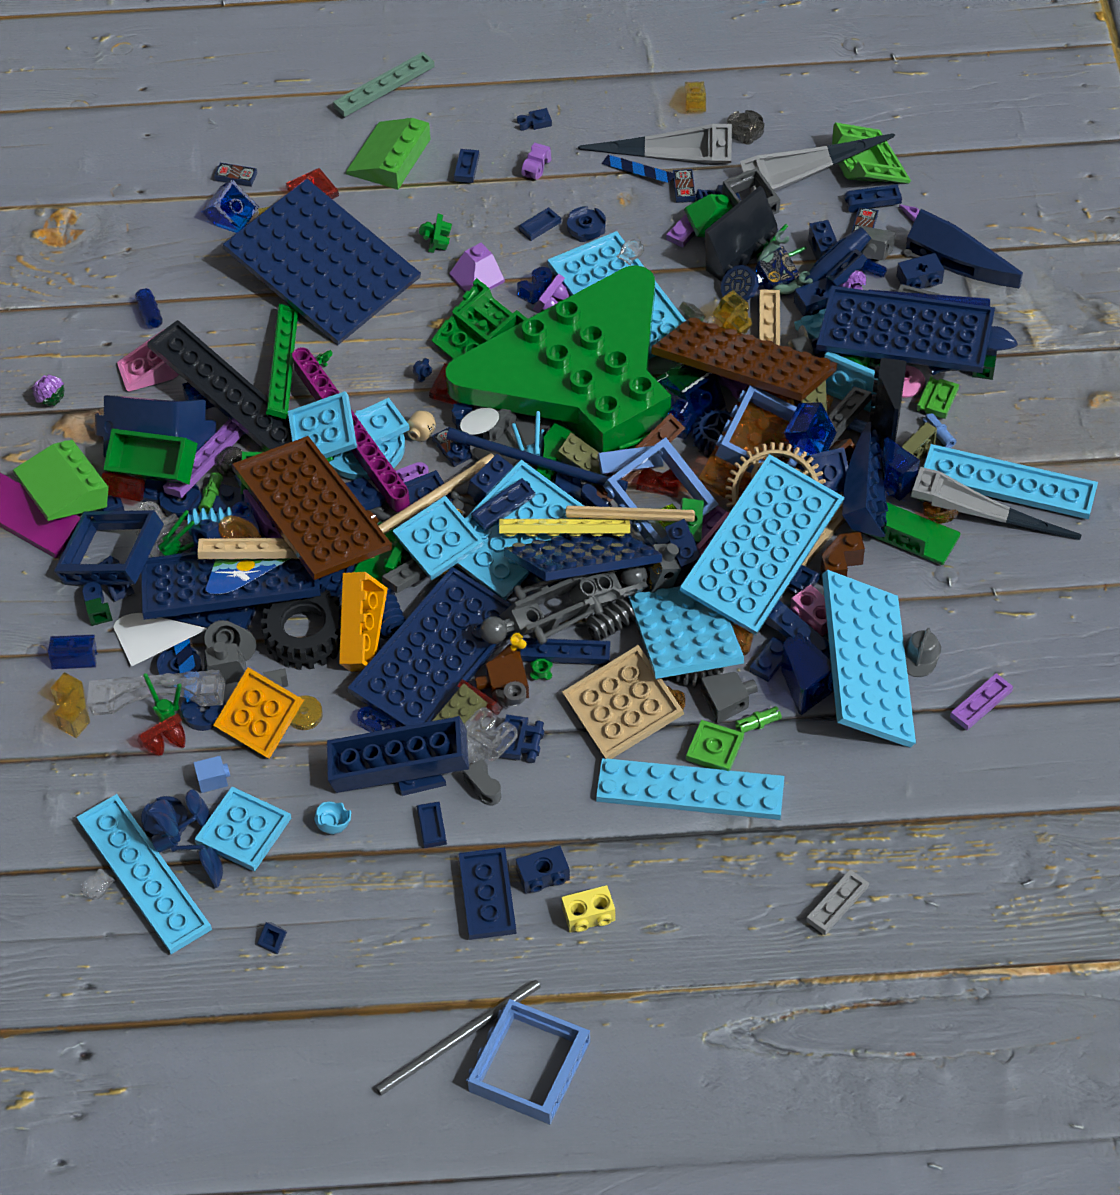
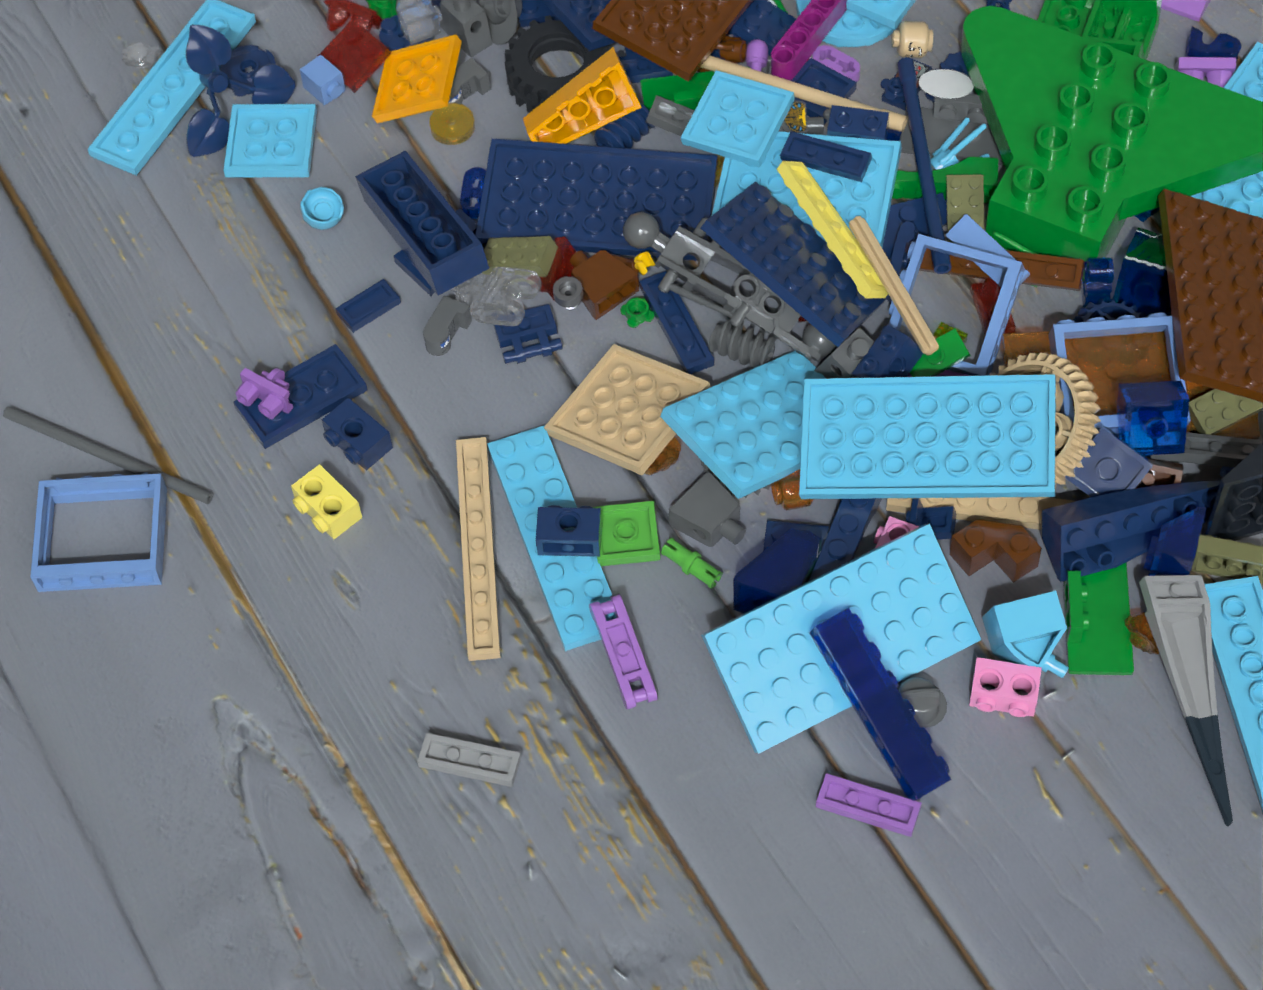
camera: 65 degrees right, 5 degrees up
(201, 743) = (355, 54): none -> clear red plate
(272, 937) = (152, 229): dark blue slope -> none
(378, 510) = (757, 54): none -> medium lavender cylinder
(478, 904) = (267, 387): none -> medium lavender hips
(677, 834) = (477, 550): none -> tan plate
(702, 783) = (555, 541): none -> dark blue brick
(806, 781) = (623, 651): none -> medium lavender plate
(911, 565) = (1027, 631): none -> medium azure piece
(928, 658) = (880, 705): none -> clear blue brick
(938, 598) = (1006, 679): none -> bright pink brick

